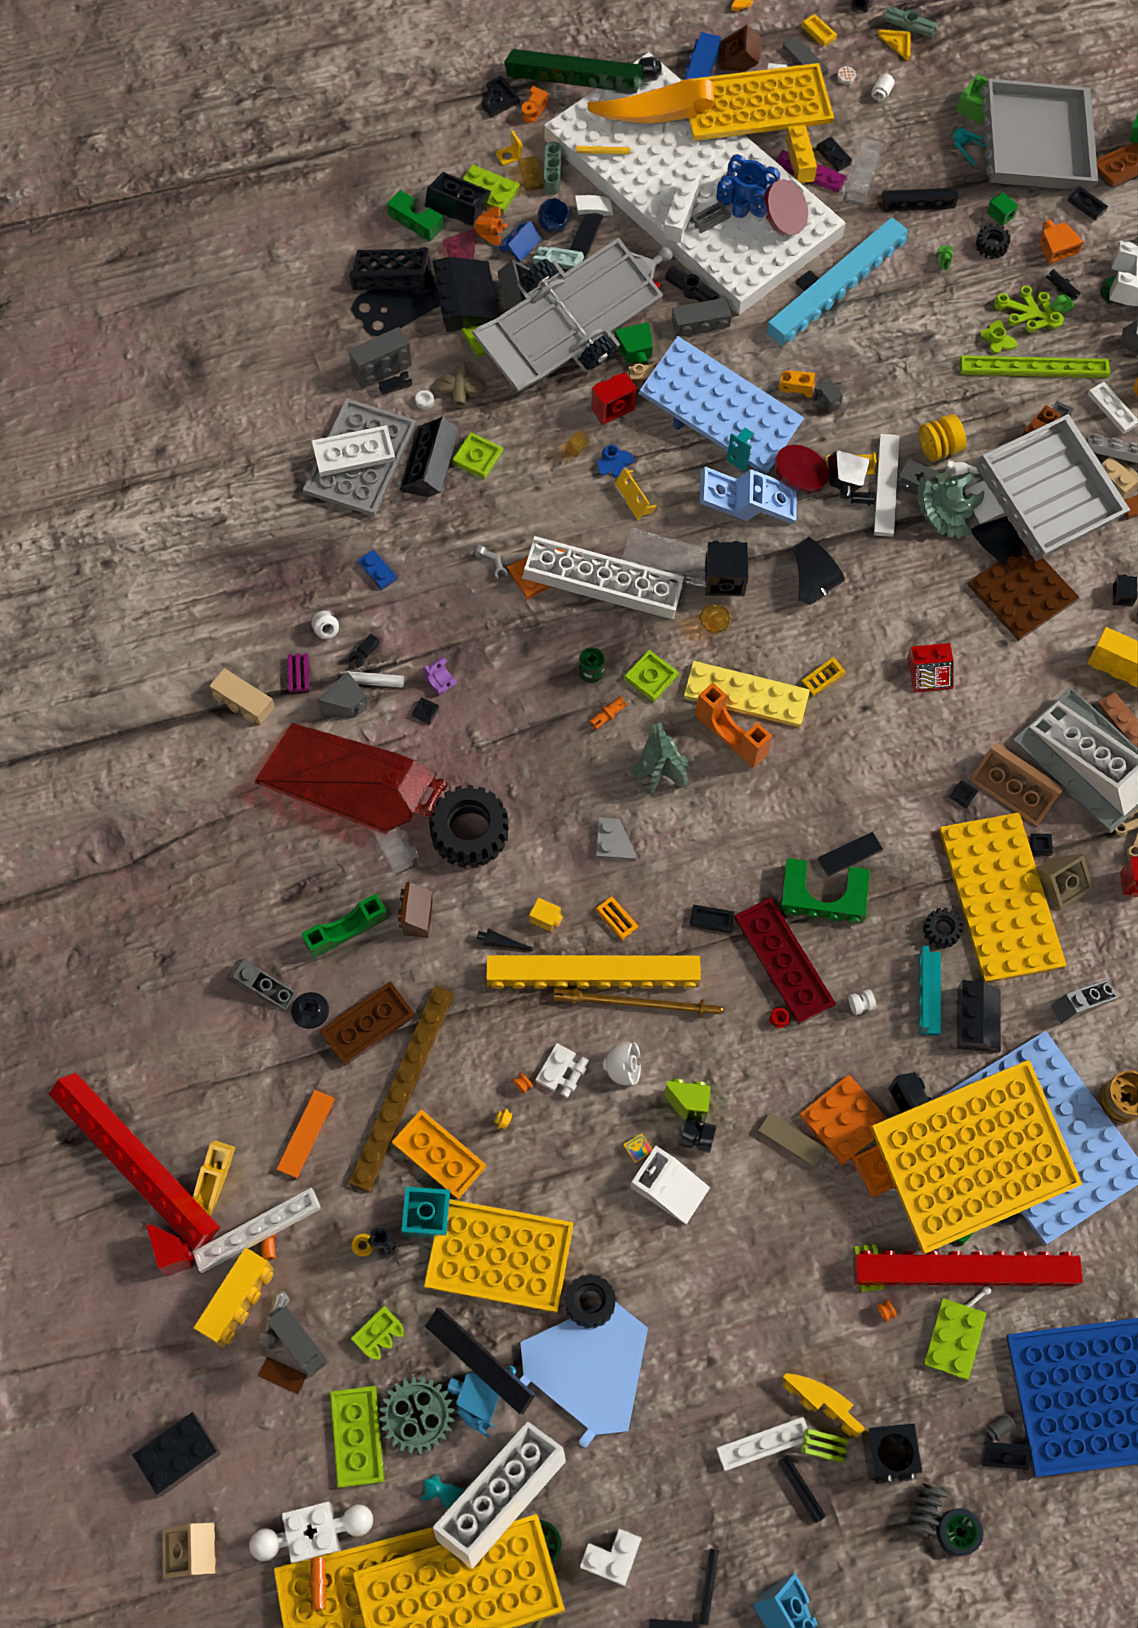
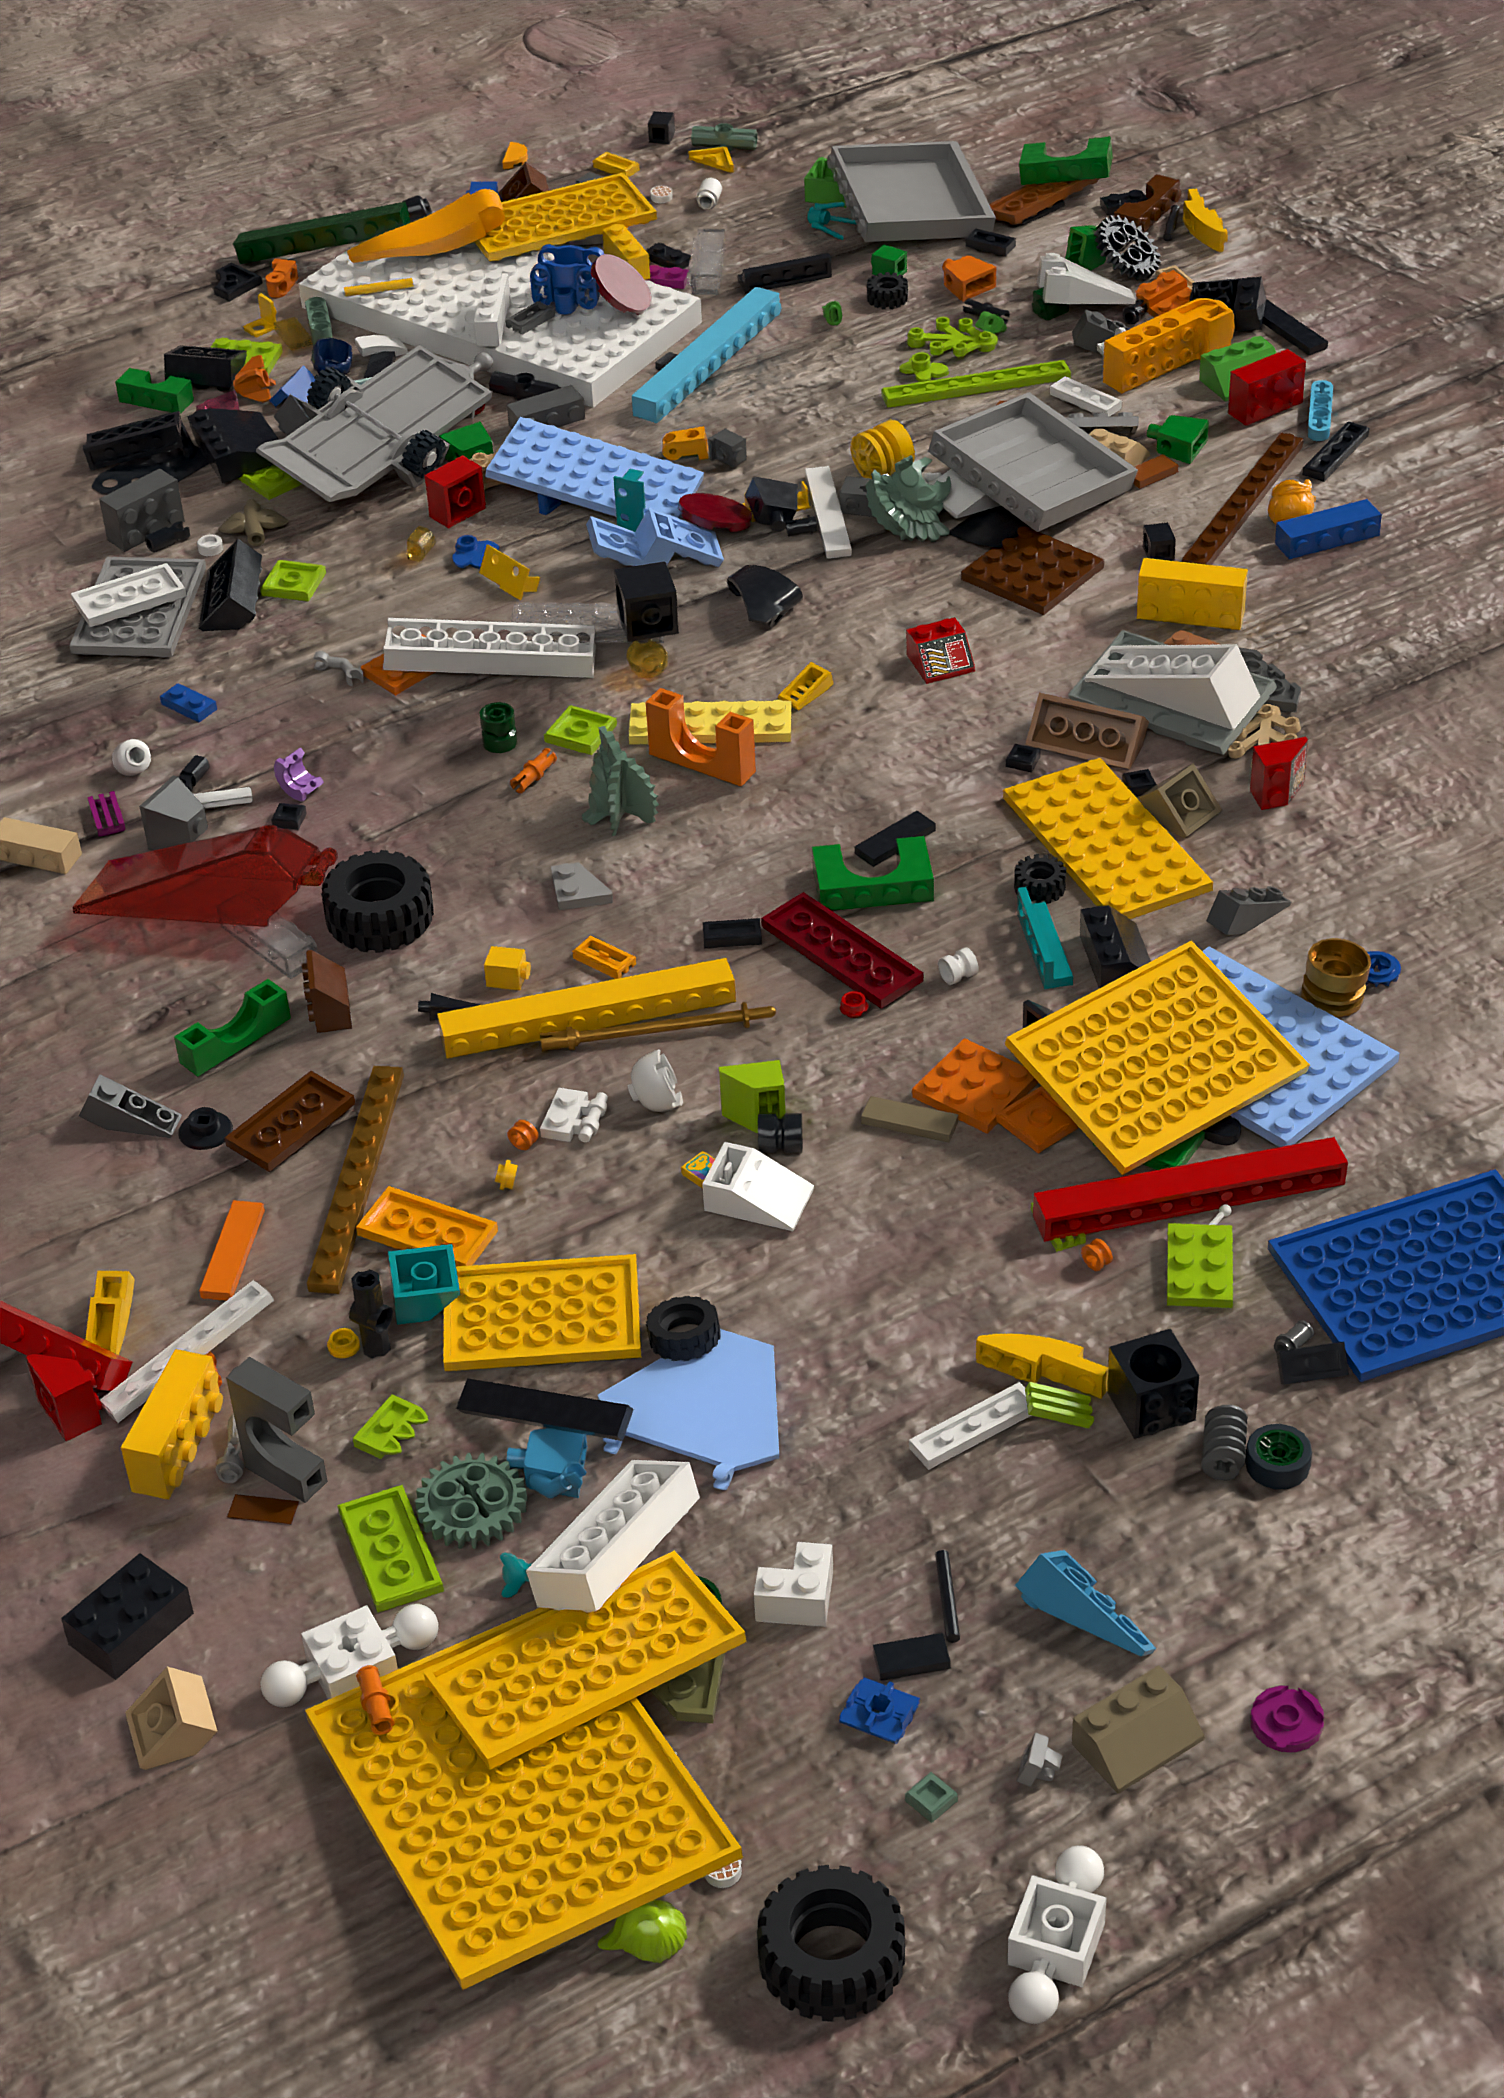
camera: 10 degrees left, 25 degrees down
(801, 1489) = (1044, 1463): black axle -> none

